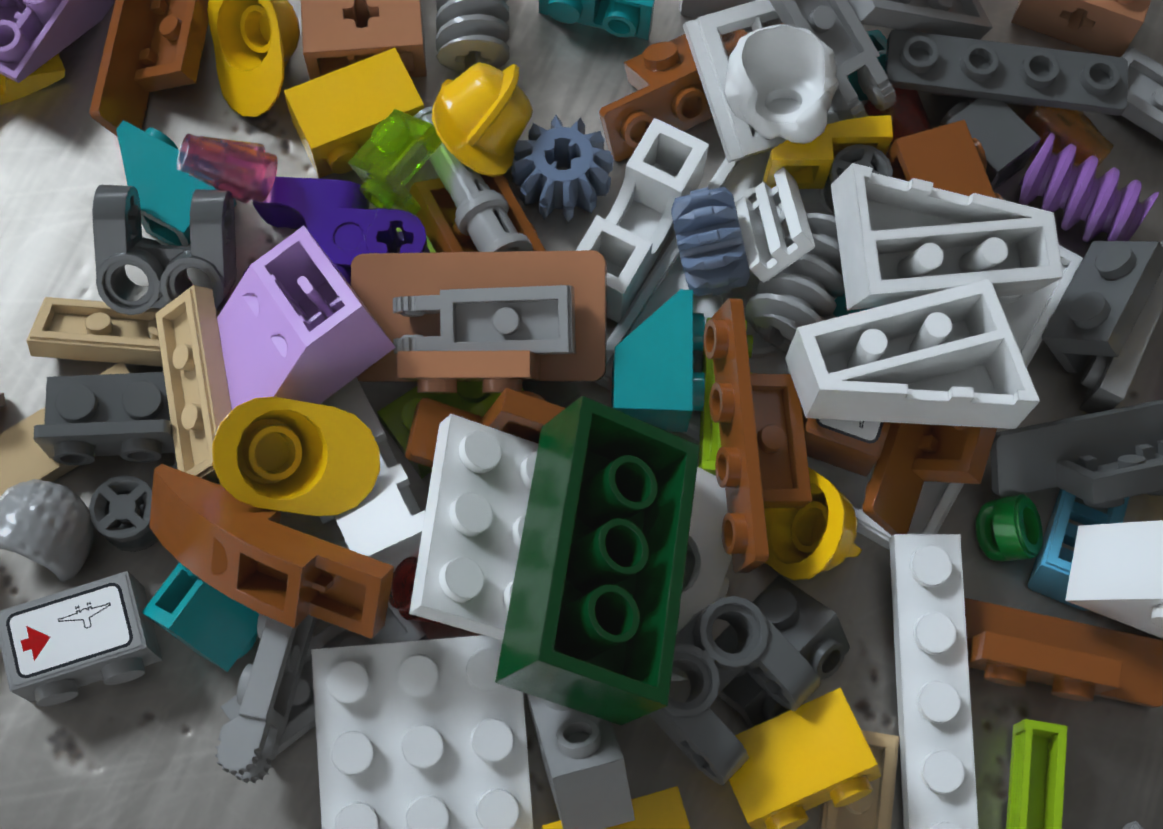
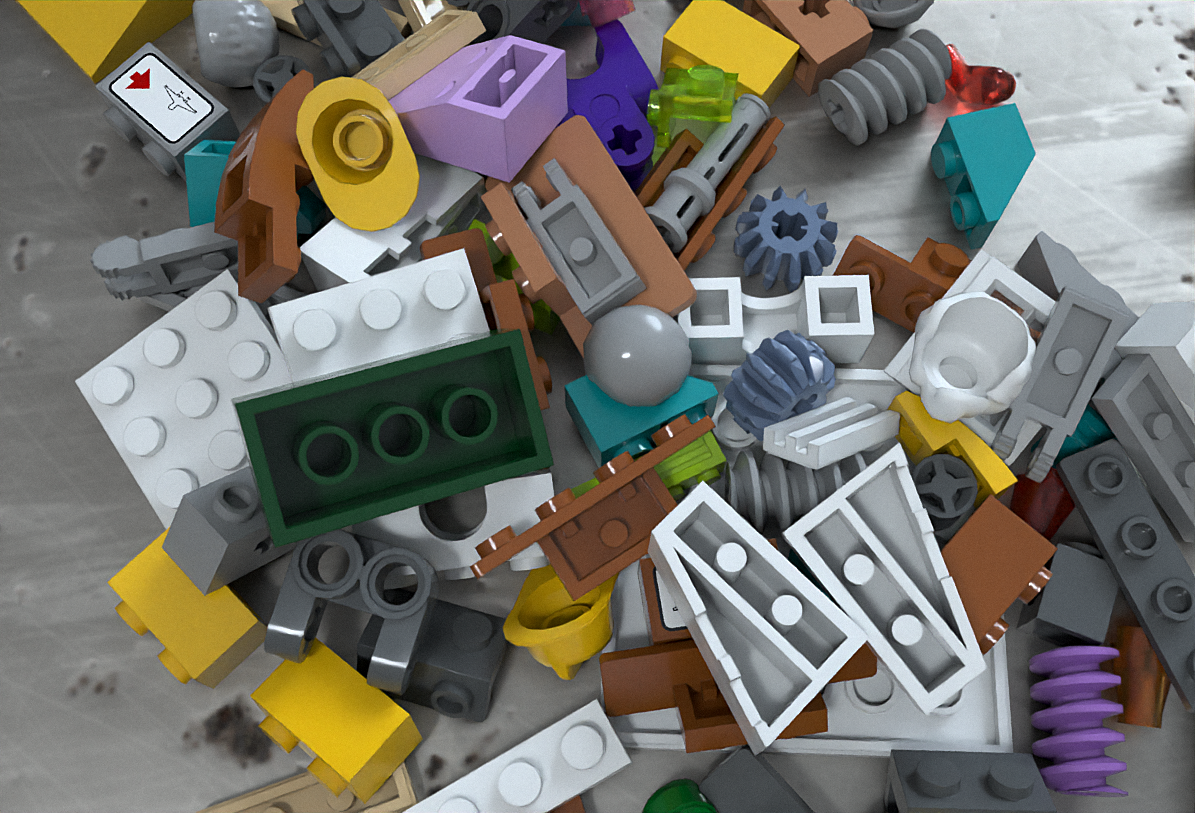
camera: 65 degrees right, 0 degrees up
(482, 117) = (776, 144): yellow piece -> none
(629, 330) = (637, 355): none -> light grey hair

